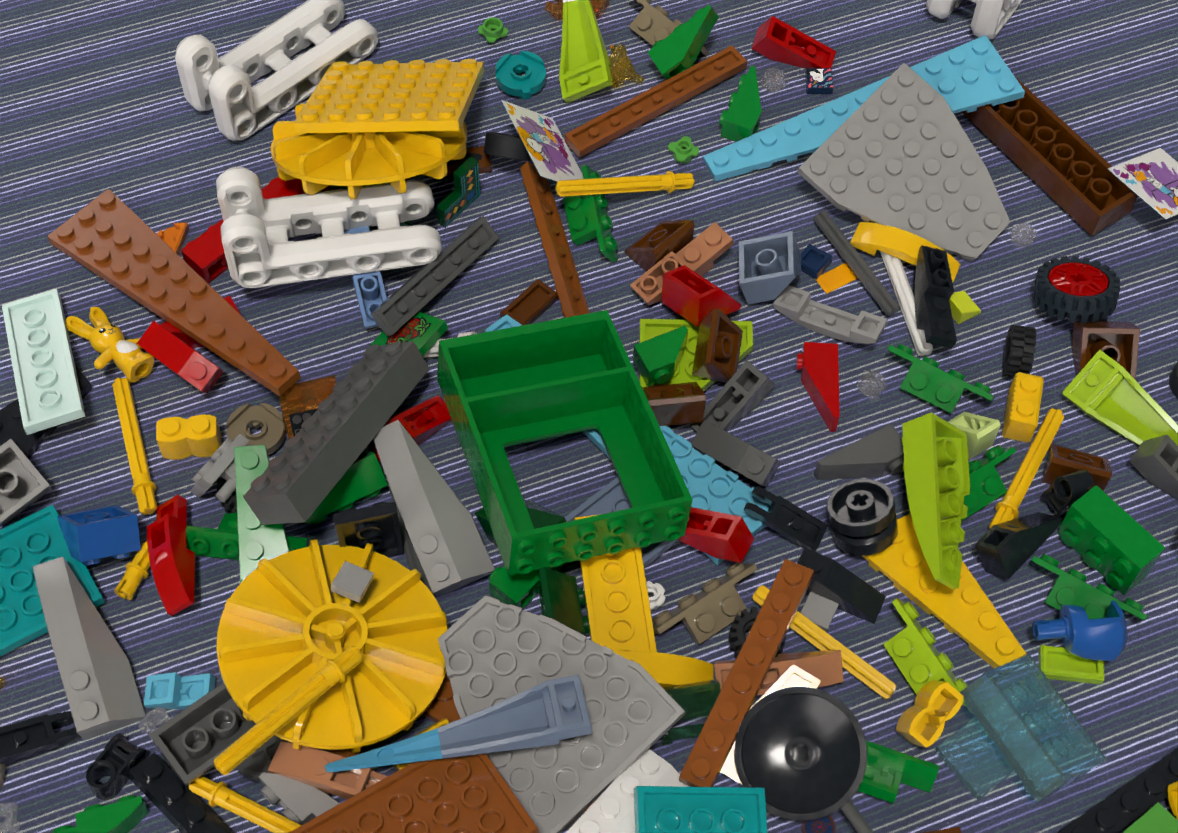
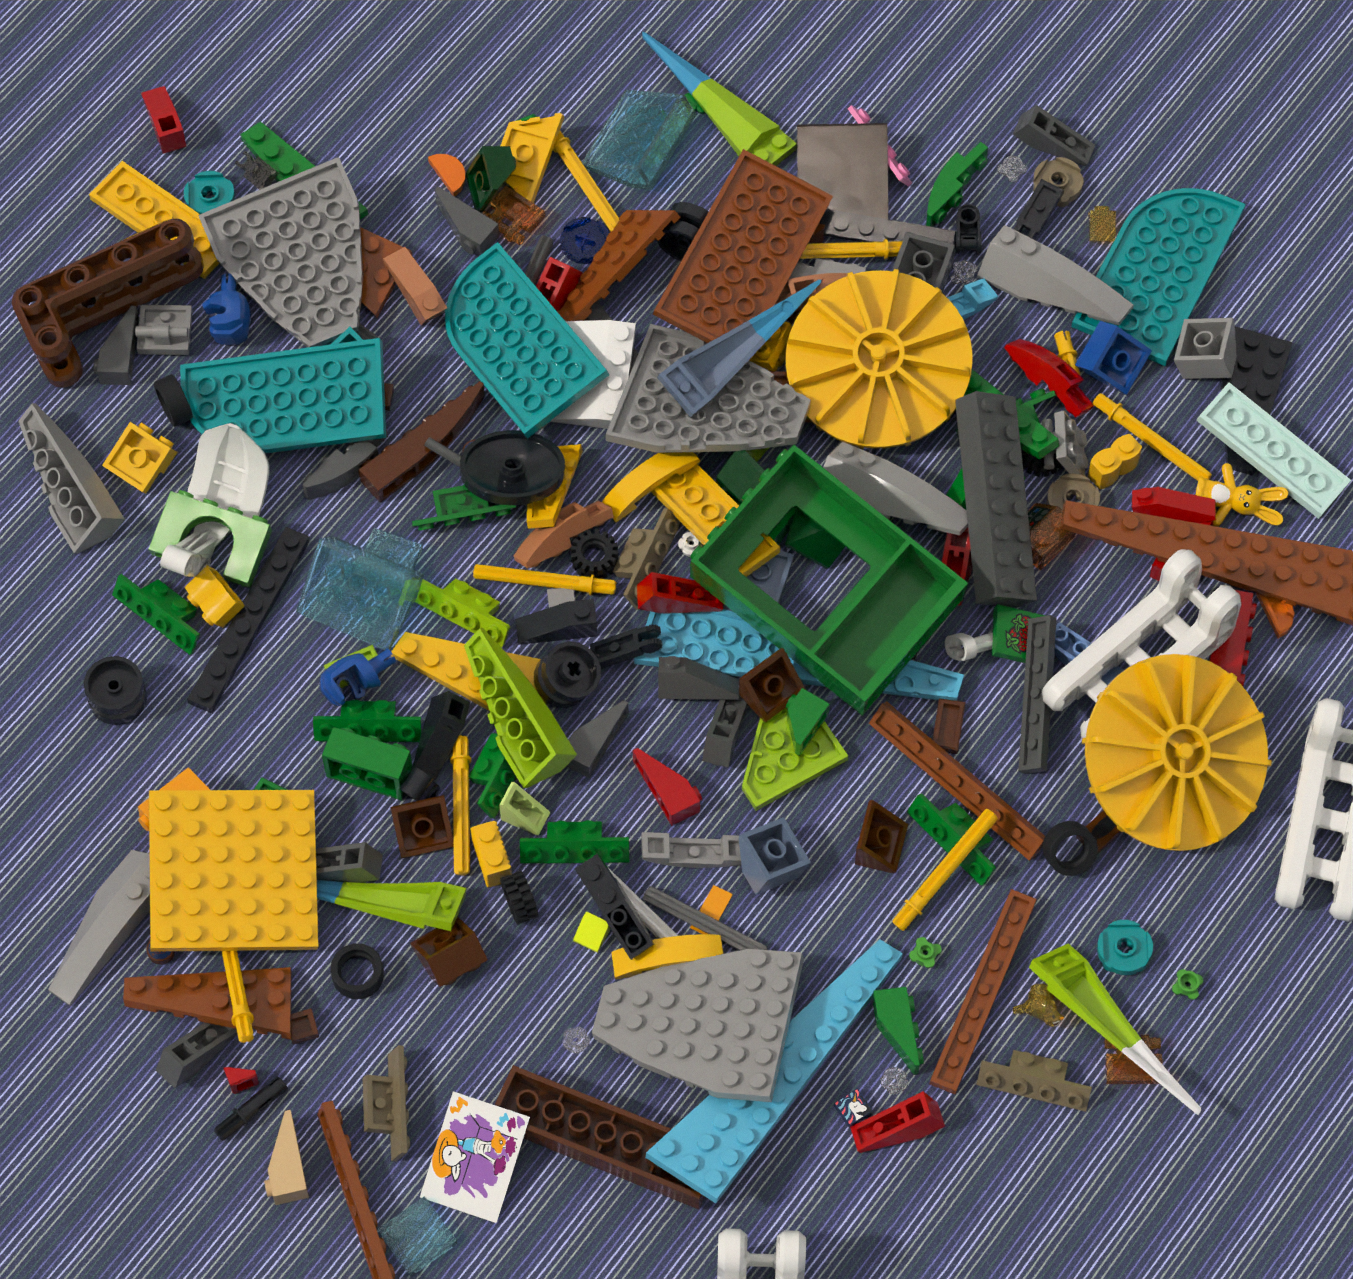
camera: 150 degrees right, 5 degrees up
(290, 708) = (854, 315): yellow axle -> none
(352, 581) = (893, 388): light grey tile -> none
(371, 525) = (918, 444): black plate -> none
(391, 97) = (1189, 798): yellow plate -> none
(464, 194) = (1077, 781): dark green tile -> none
(544, 144) = (1040, 864): sticker -> none
(684, 44) = (996, 1043): green slope -> none
(694, 295) = (810, 796): red slope -> none
(696, 255) = (846, 825): nougat slope -> none
(697, 701) = (609, 470): clear green plate -> none
(717, 347) = (762, 748): reddish brown slope -> none
(746, 676) = (581, 501): dark orange plate -> none
(814, 261) = (742, 905): dark blue tile -> none
(871, 384) = (625, 807): clear plate -> none
(932, 707) = (438, 556): yellow brick -> none
(1076, 289) = (515, 973): black wheel -> none

